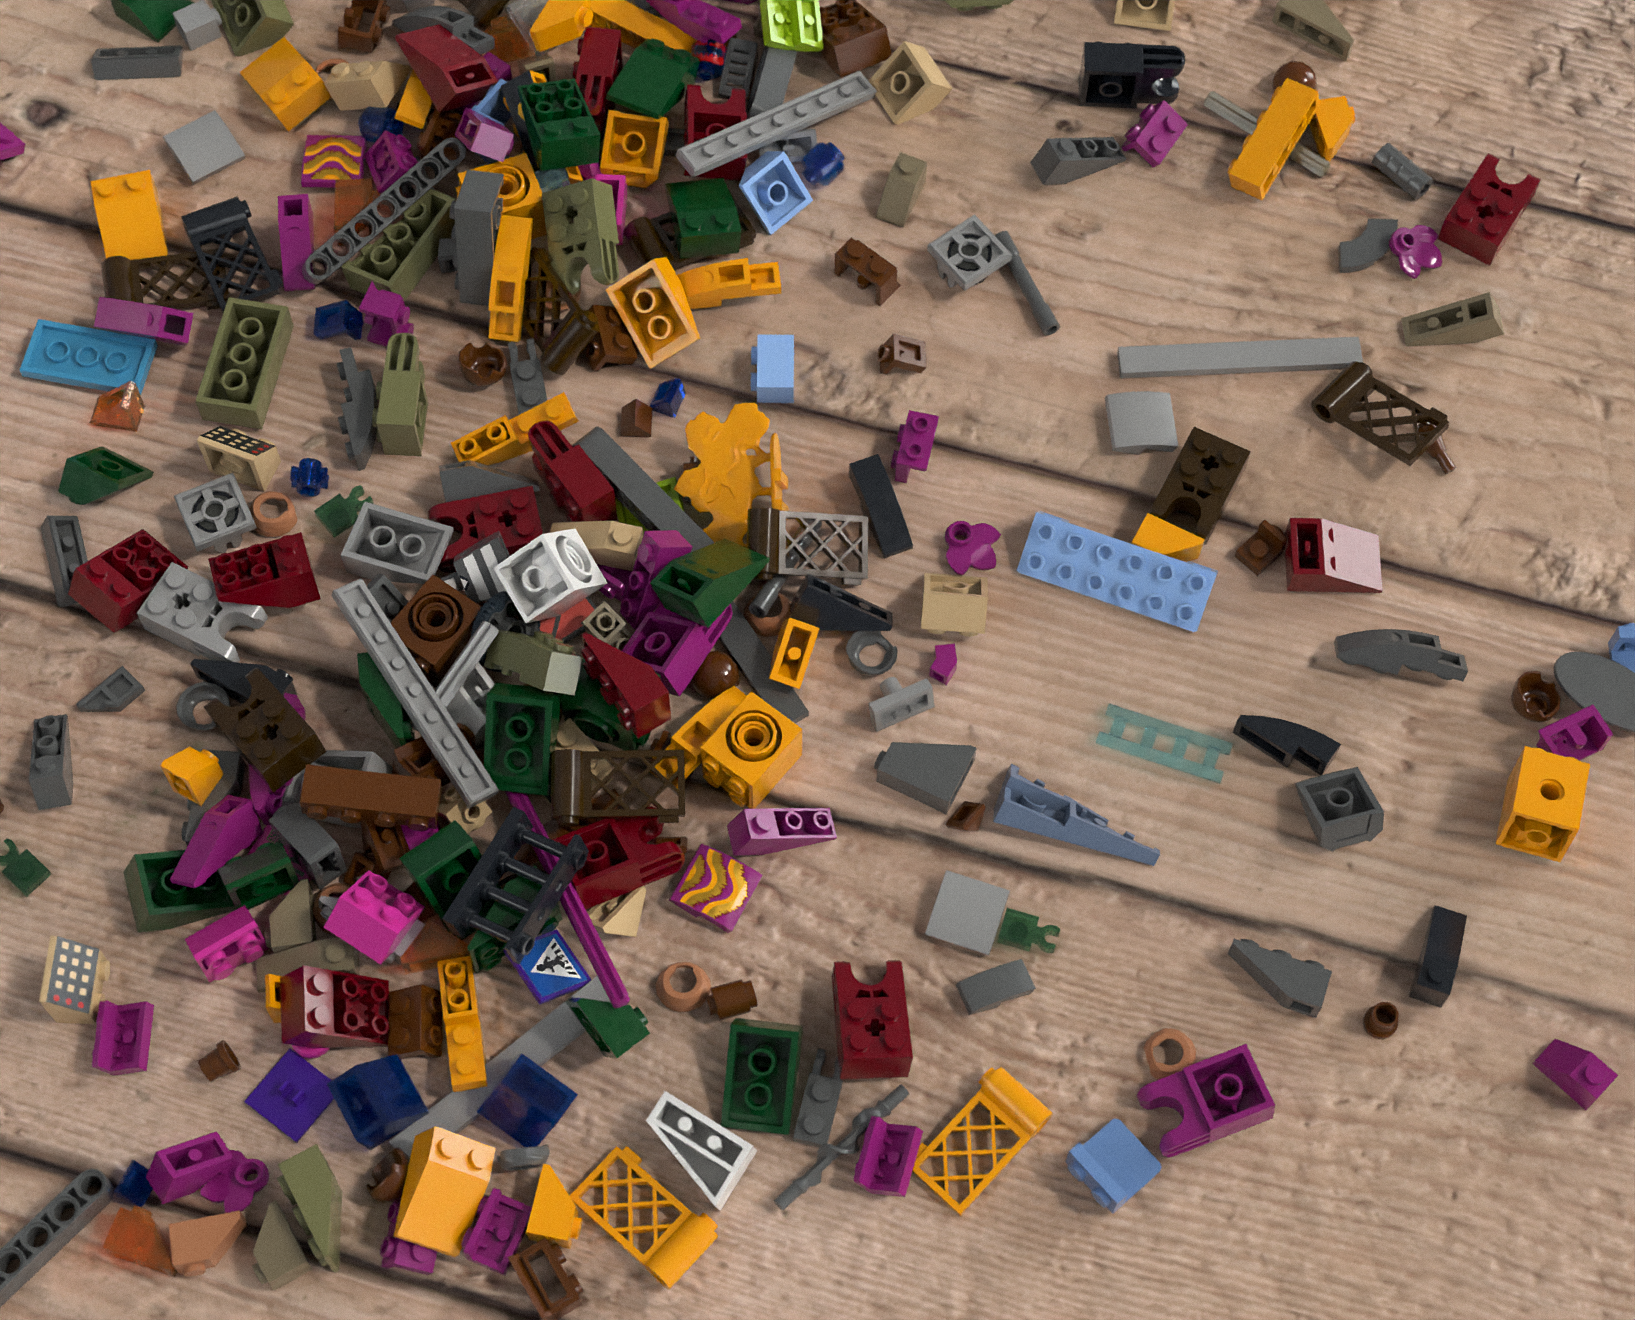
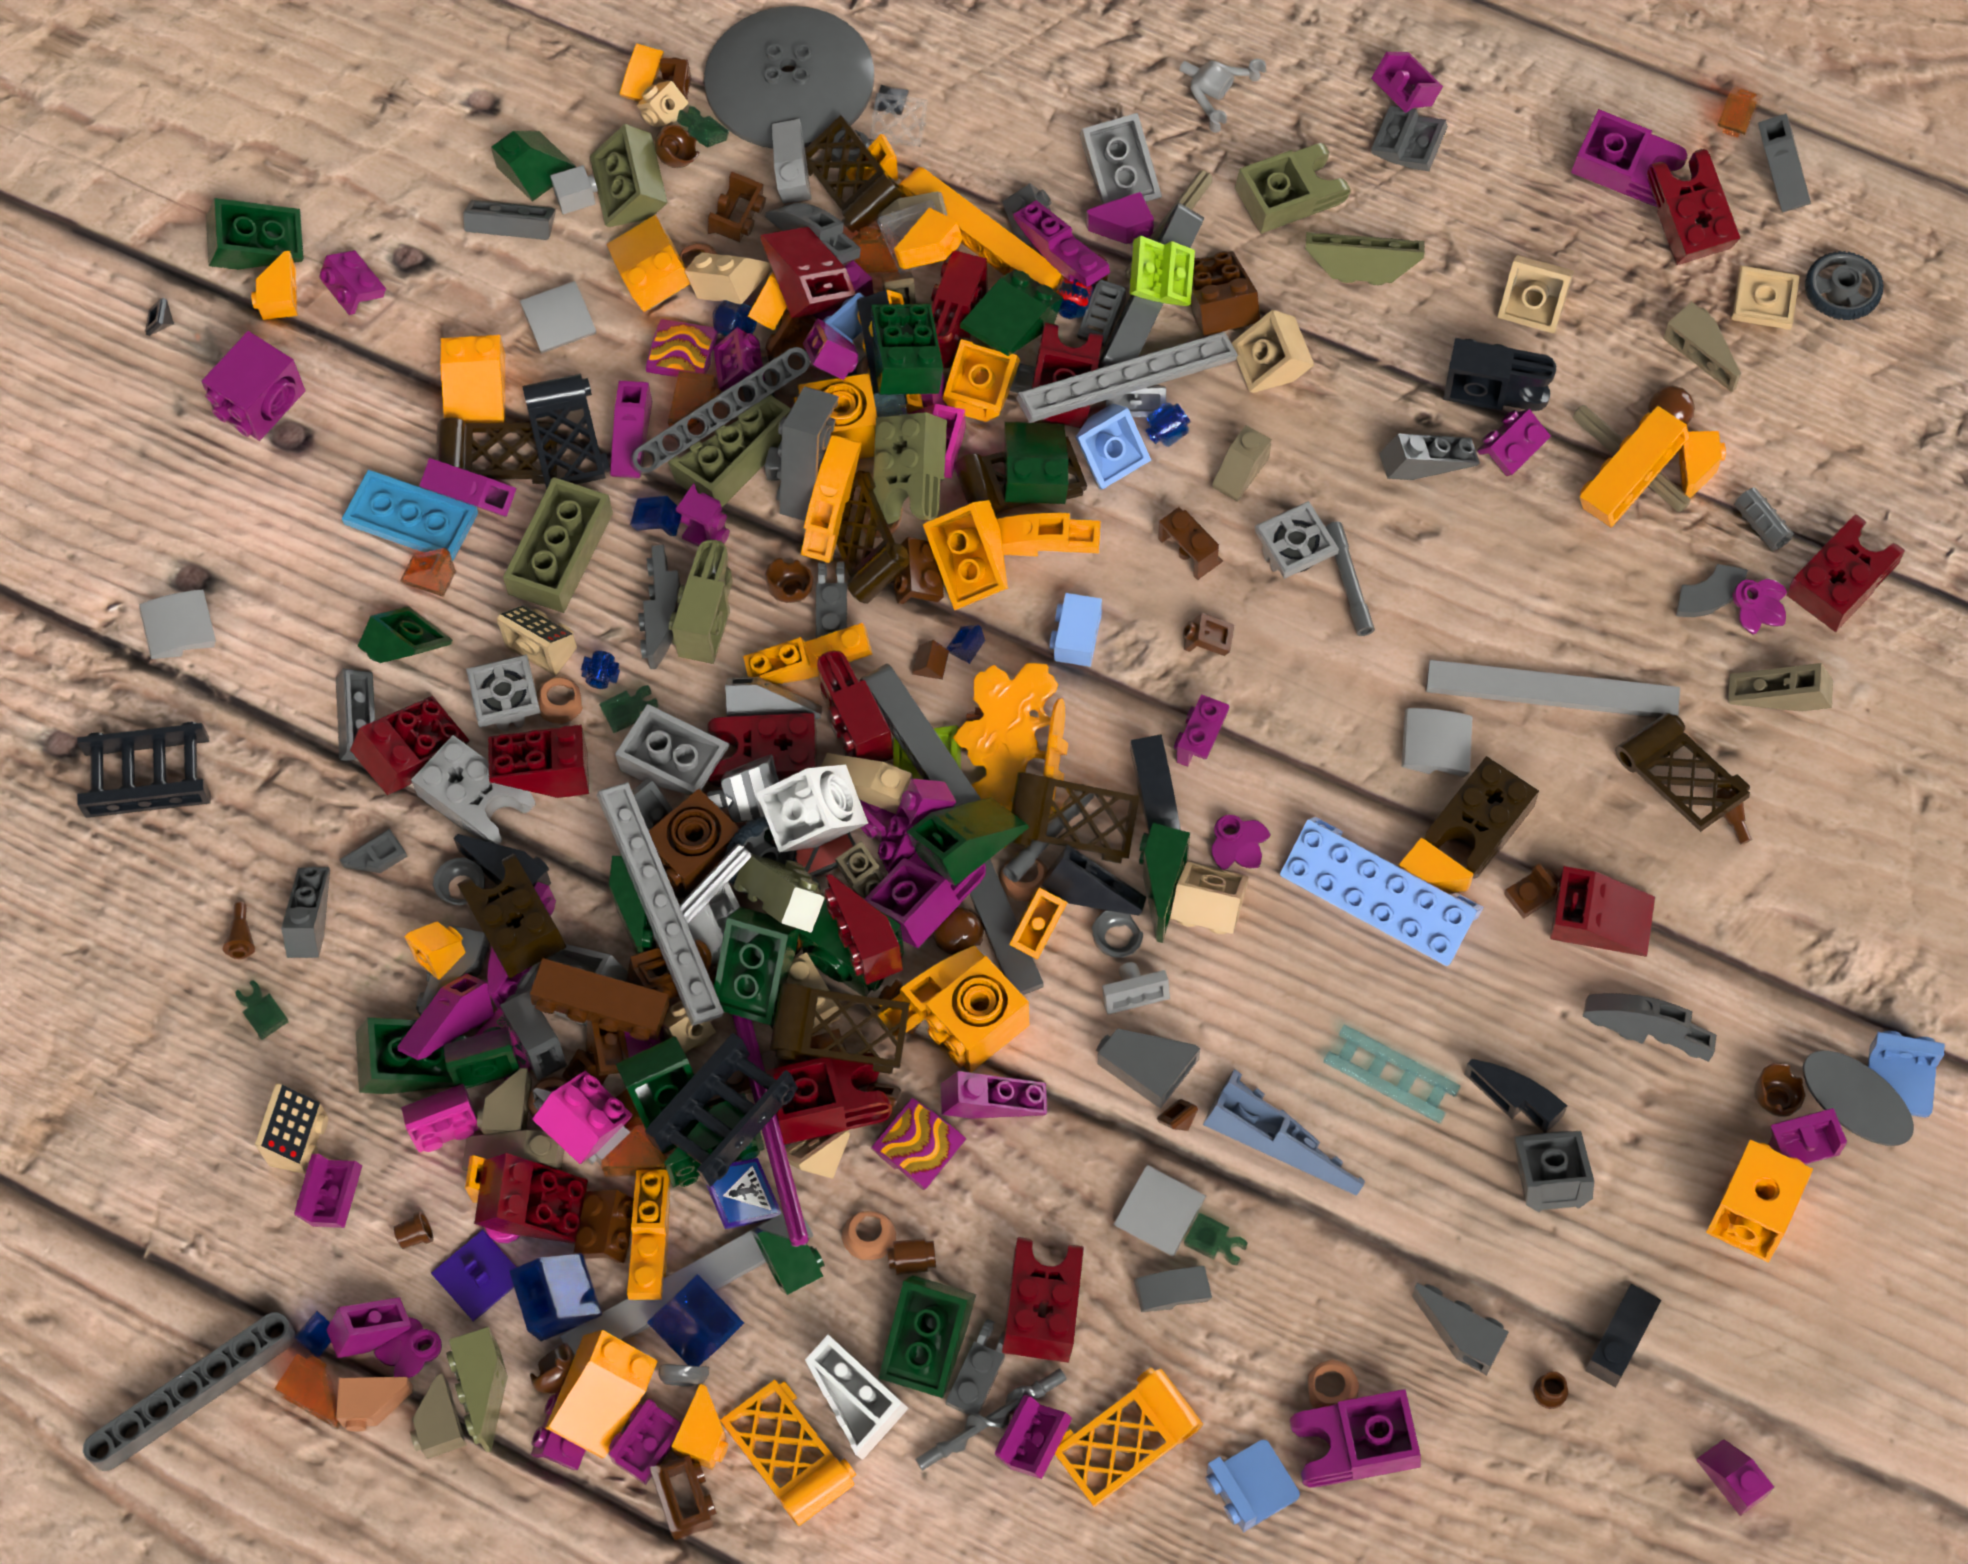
camera: 15 degrees right, 0 degrees up
(903, 574) = (1163, 861): none -> dark green slope
(944, 664) = (1188, 957): magenta piece -> none

